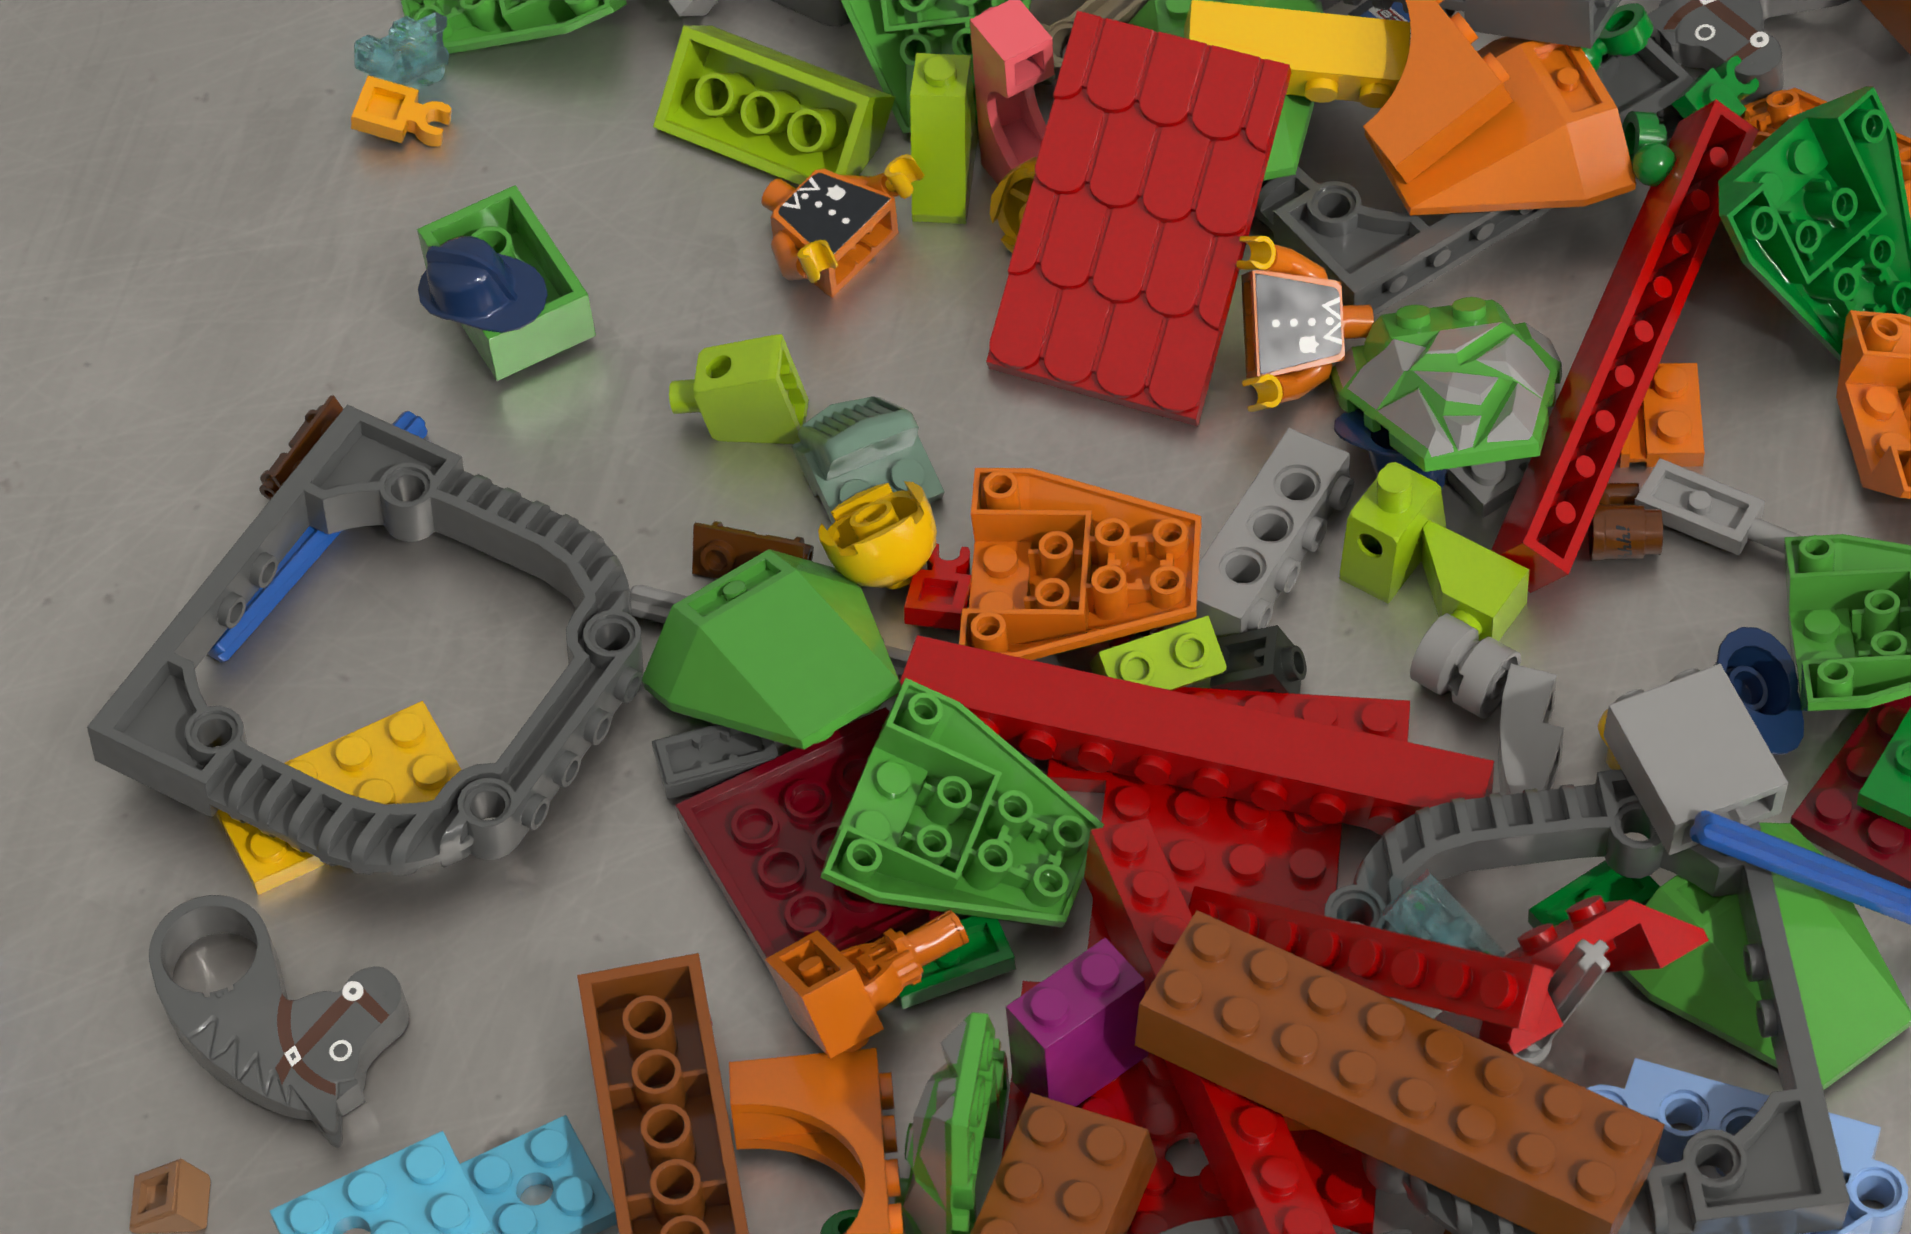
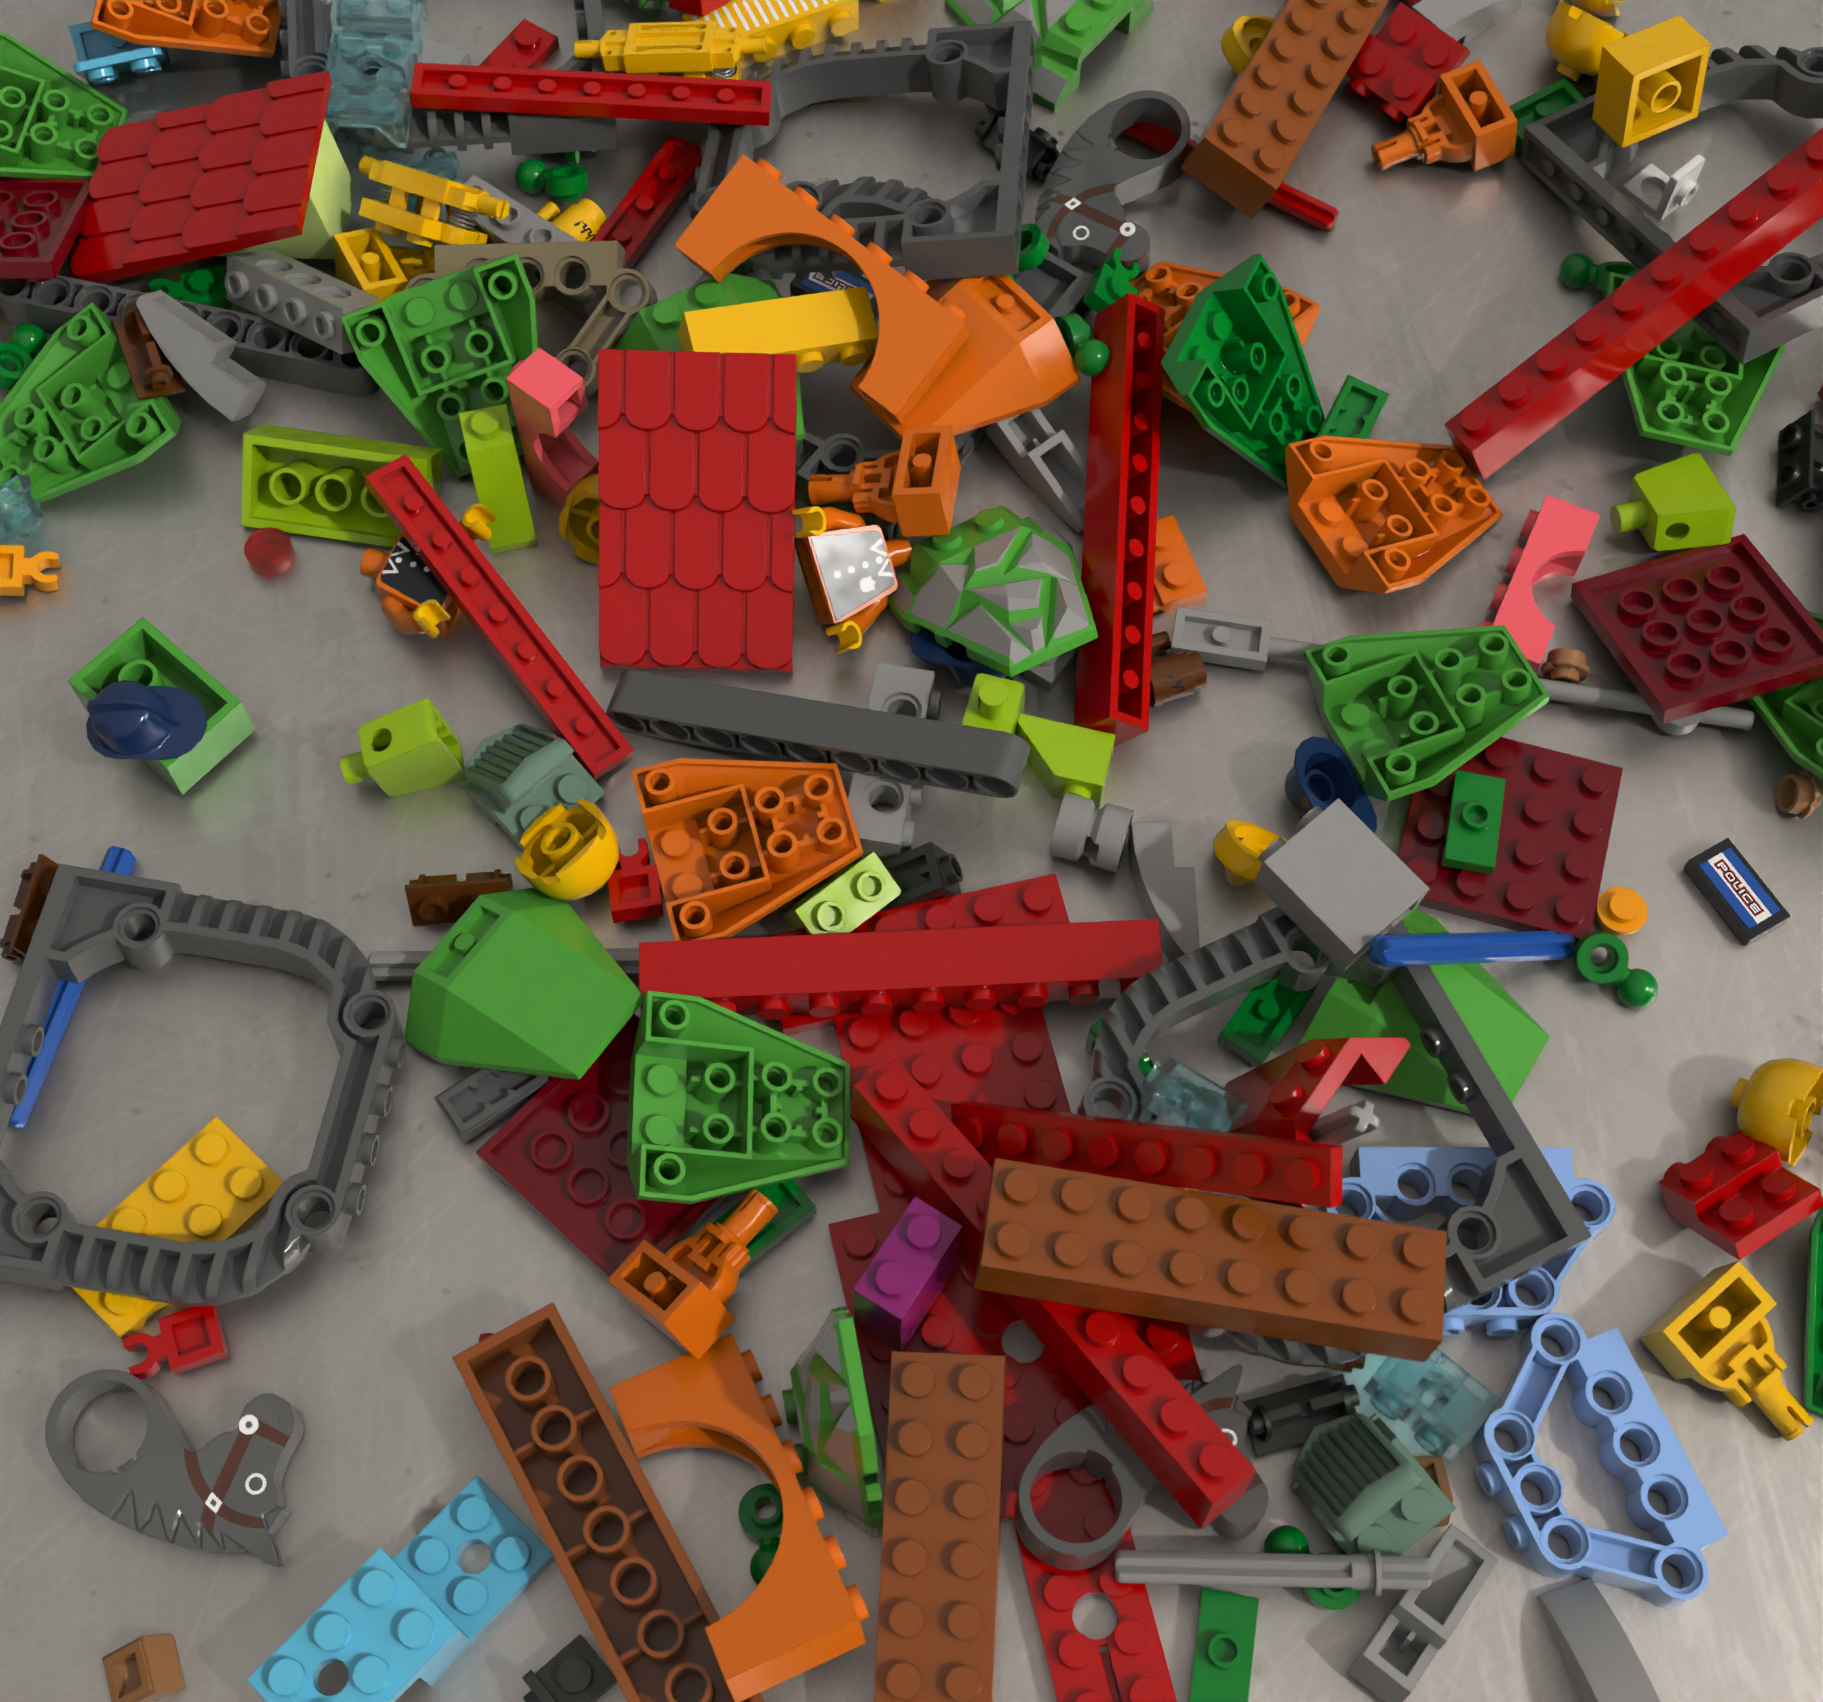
camera: 25 degrees left, 10 degrees up
(317, 905) = (185, 1342): none -> red plate
(673, 160) = (269, 551): none -> clear red tile
(891, 280) = (498, 616): none -> red plate
(1190, 476) = (820, 732): none -> dark grey beam
(1386, 250) = (904, 486): none -> orange brick
(1565, 265) = (1044, 462): none -> light grey slope

